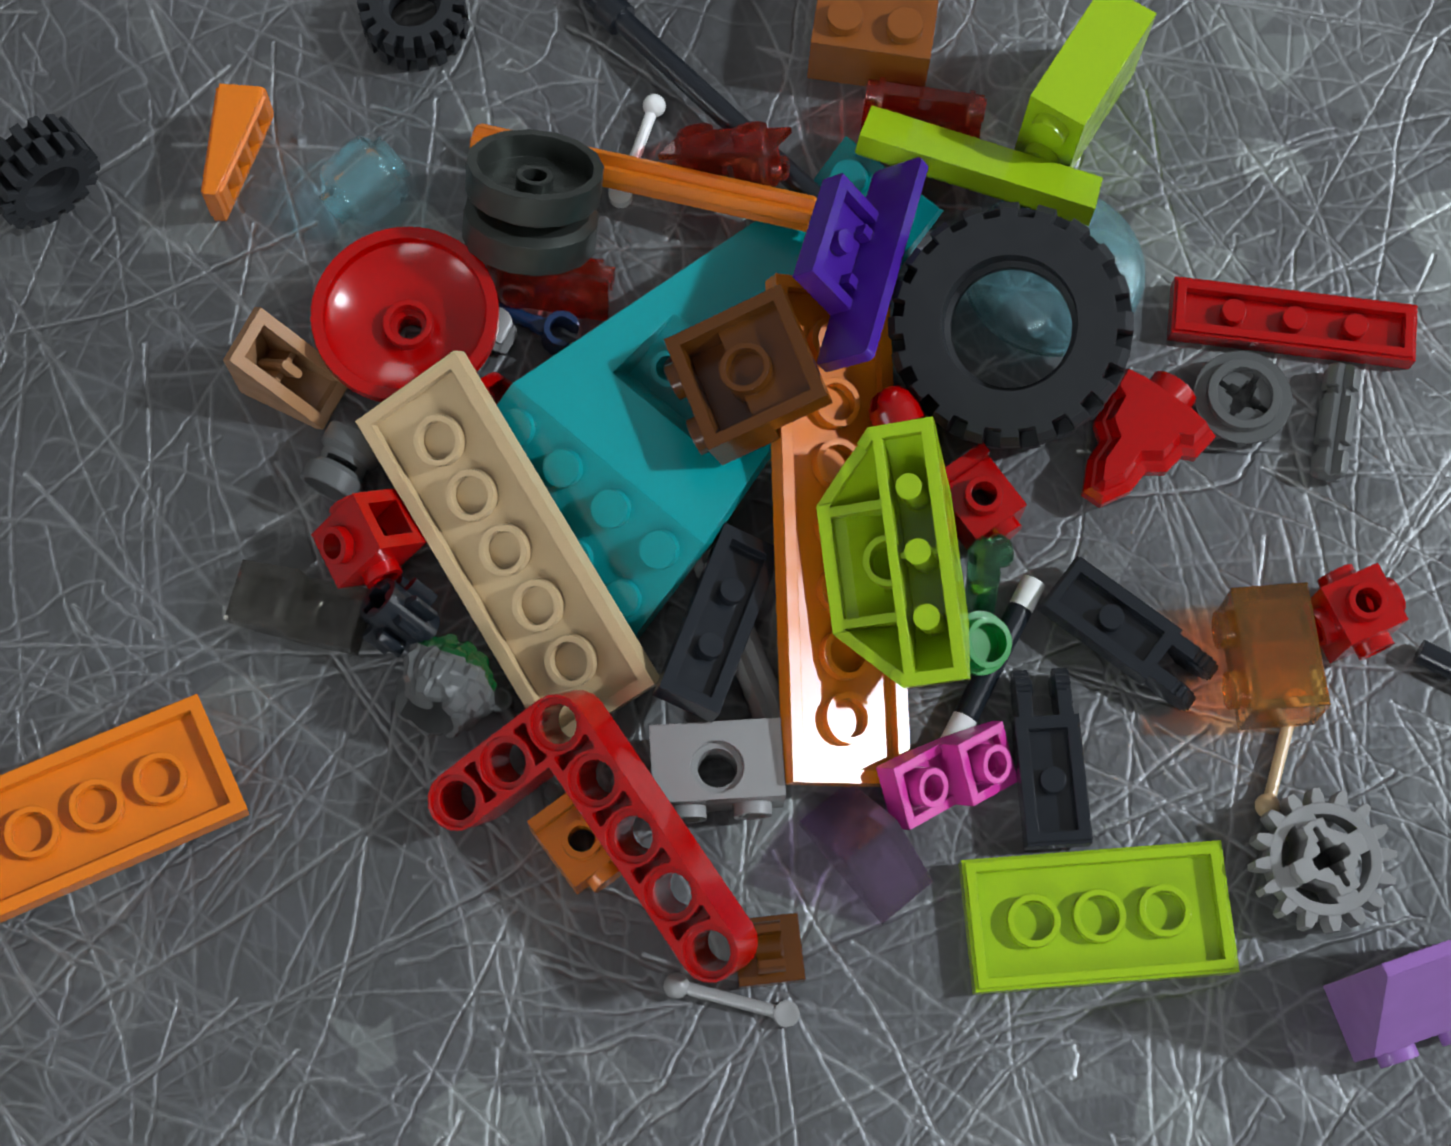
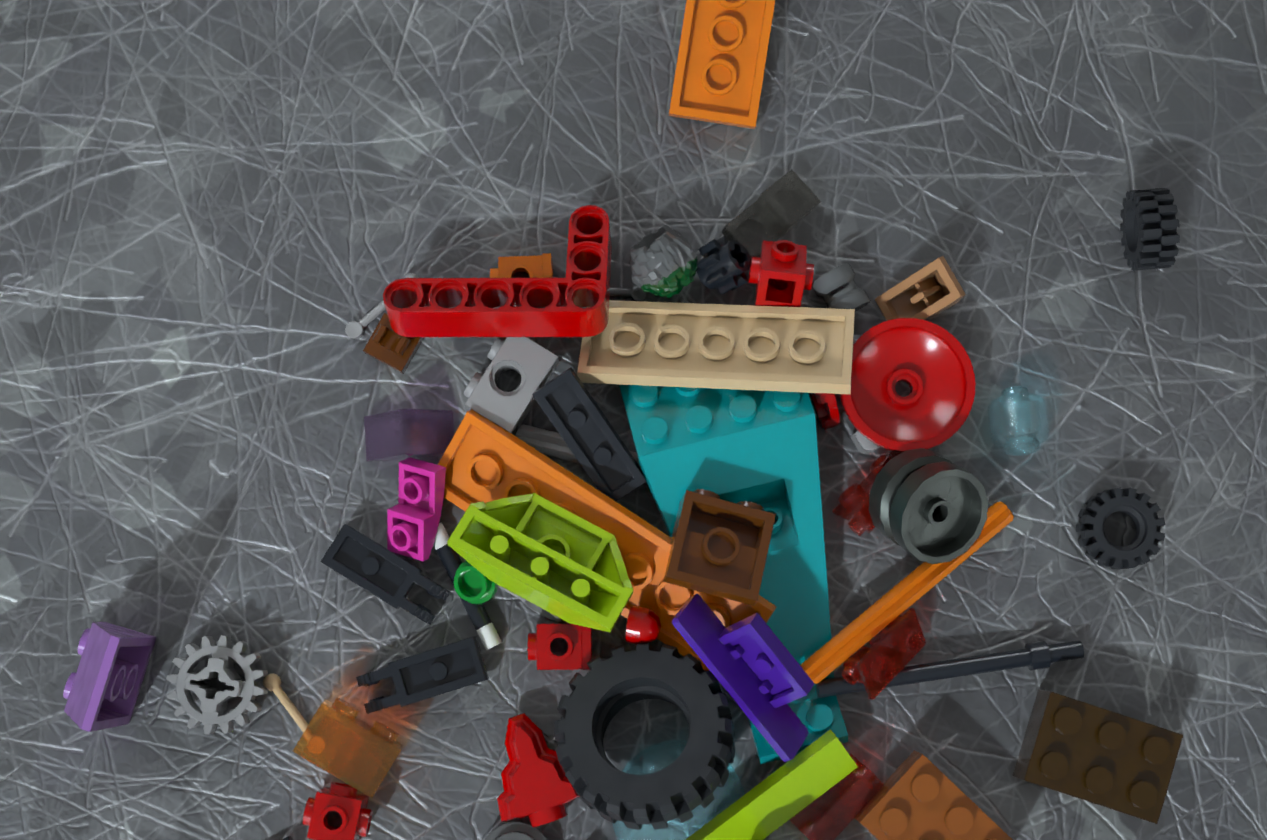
camera: 125 degrees right, 10 degrees up
(235, 137) = (1101, 363): orange slope -> none
(542, 326) = (856, 466): dark blue hand -> none
(653, 106) = (955, 636): white hinge -> none
(984, 572) = (517, 614): clear green arm -> none
(1097, 917) = (281, 538): lime tile -> none

